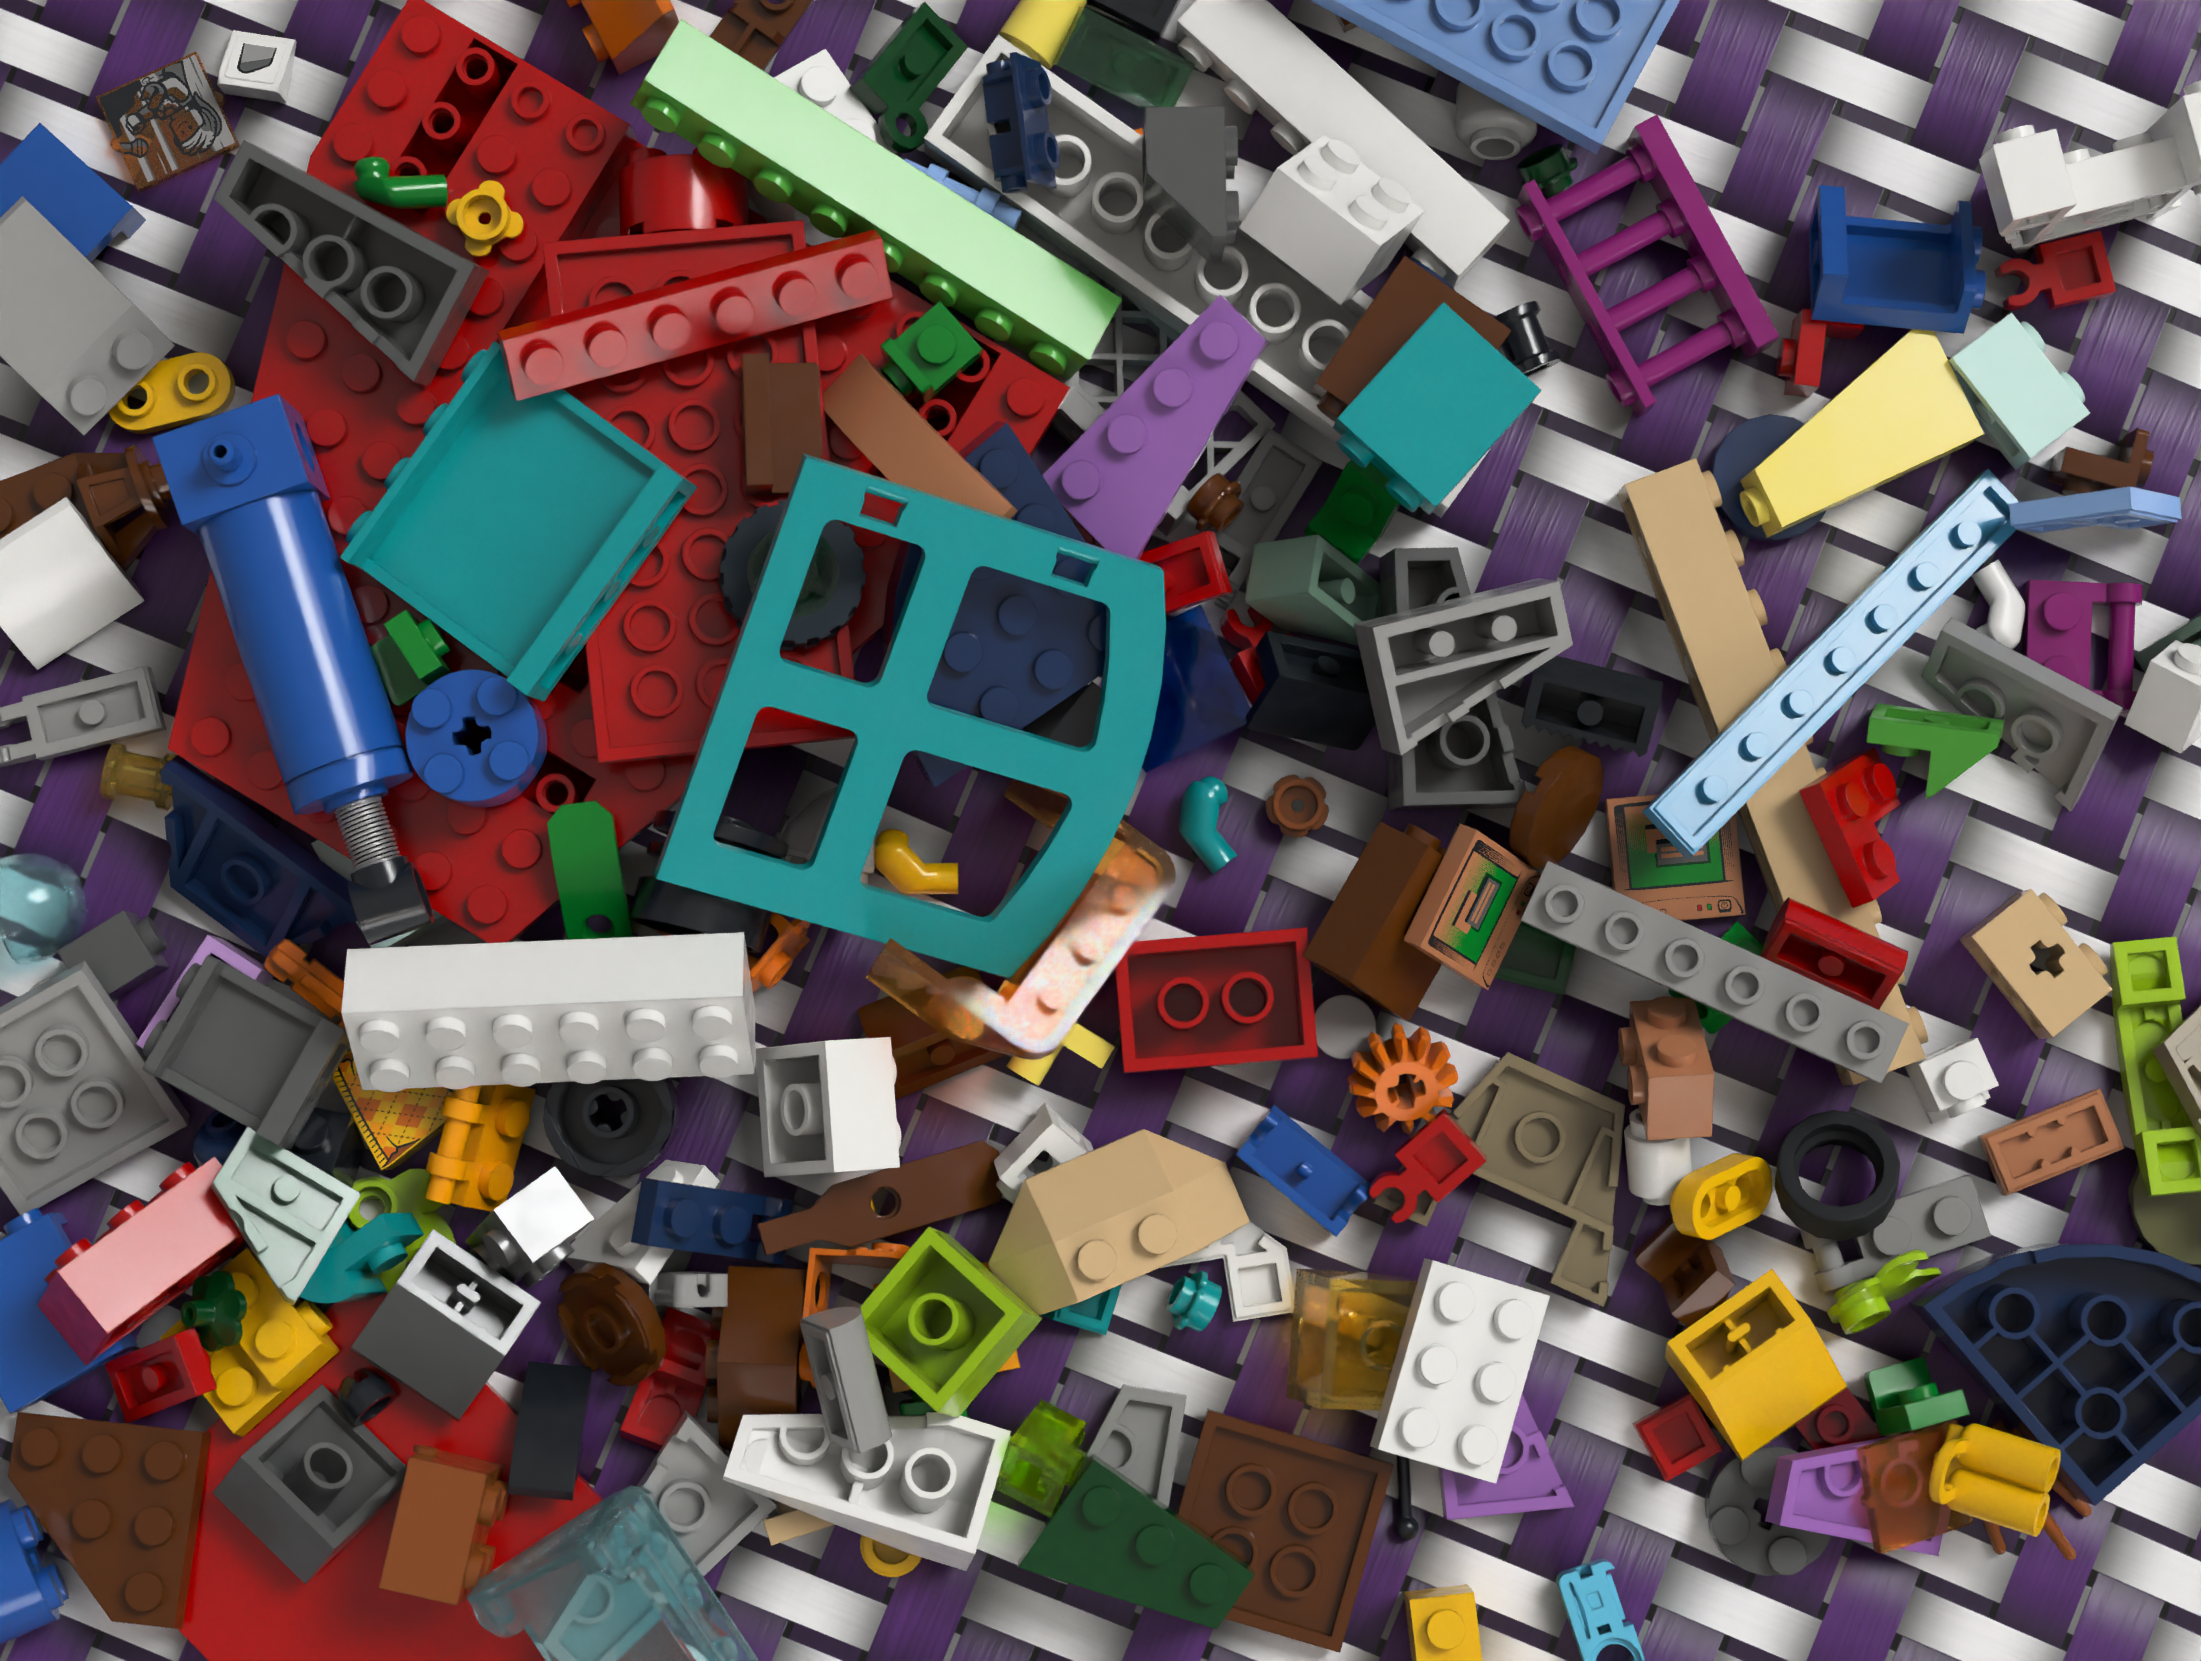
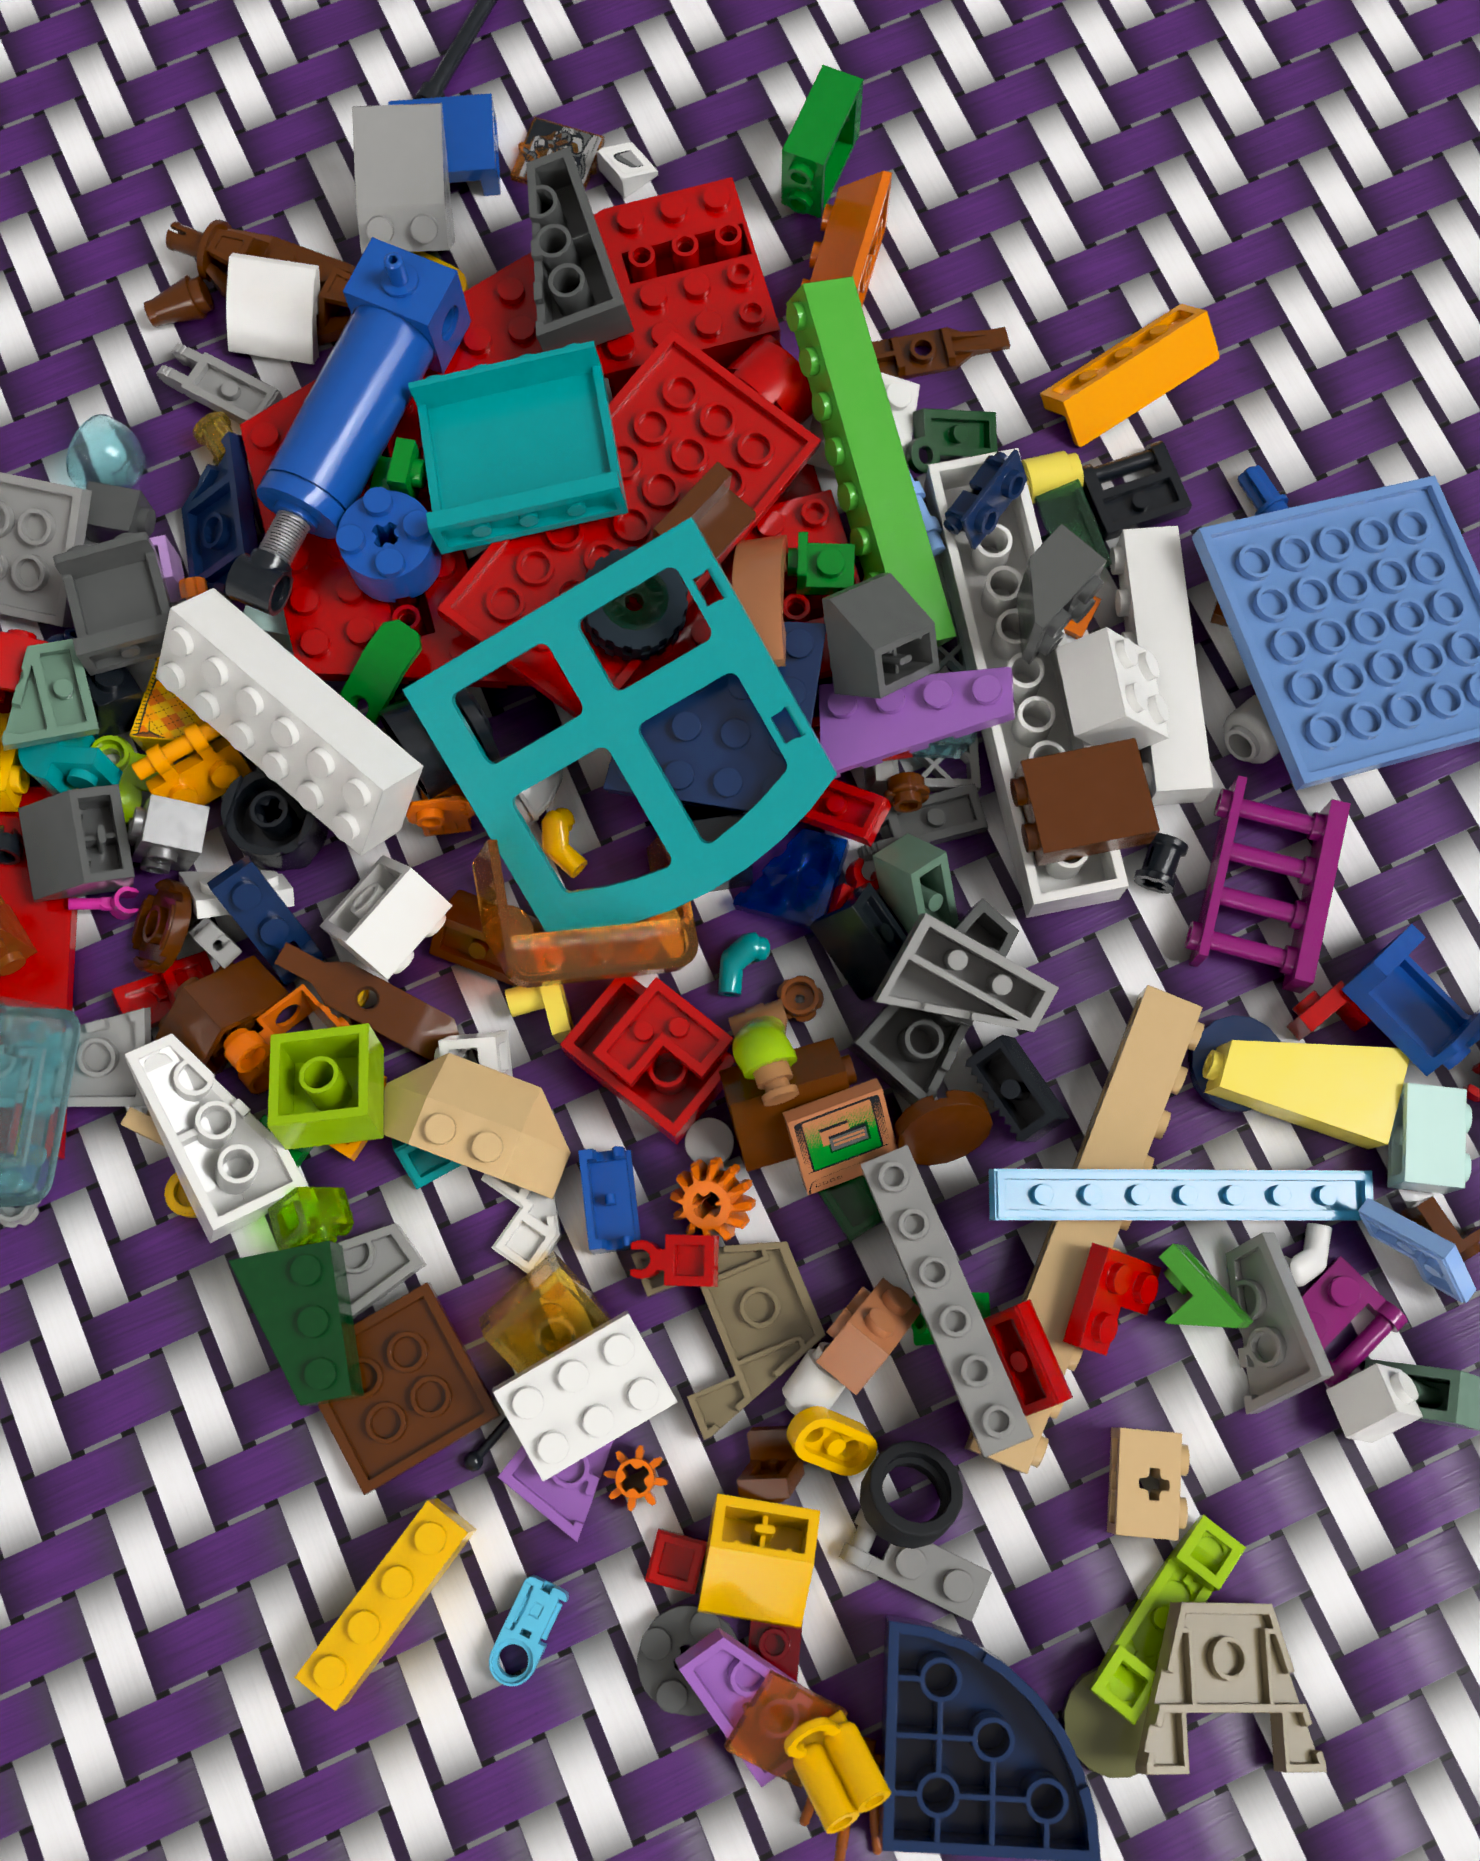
camera: 50 degrees right, 10 degrees down
(398, 191) = (621, 244): green arm -> none
(489, 200) = (658, 292): yellow plate -> none
(526, 1349) = (107, 903): none -> dark pink hand
(550, 1431) = (74, 952): black slope -> none
(694, 314) = (713, 425): plate -> none
(846, 1378) = (241, 1063): light grey brick -> none
(1067, 387) = (878, 638): none -> dark grey slope
(1193, 1301) = (479, 1214): teal plate -> none
(1206, 960) = (659, 1023): none -> red plate
(1324, 894) = (765, 1051): none -> piece
(1355, 512) = (985, 868): green bracket -> none
(1434, 410) = (1074, 828): teal brick -> none
(1549, 168) = (1260, 787): dark green plate -> none
(1581, 1414) = (621, 1475): none -> orange gear
(1658, 875) = (984, 1246): tile -> none
(1867, 1300) = (860, 1587): lime plate -> none
(1907, 1398) = (830, 1671): green bracket -> none
(1953, 1080) = (1032, 1504): white brick -> none
(2050, 1142) = (1058, 1599): nougat plate -> none

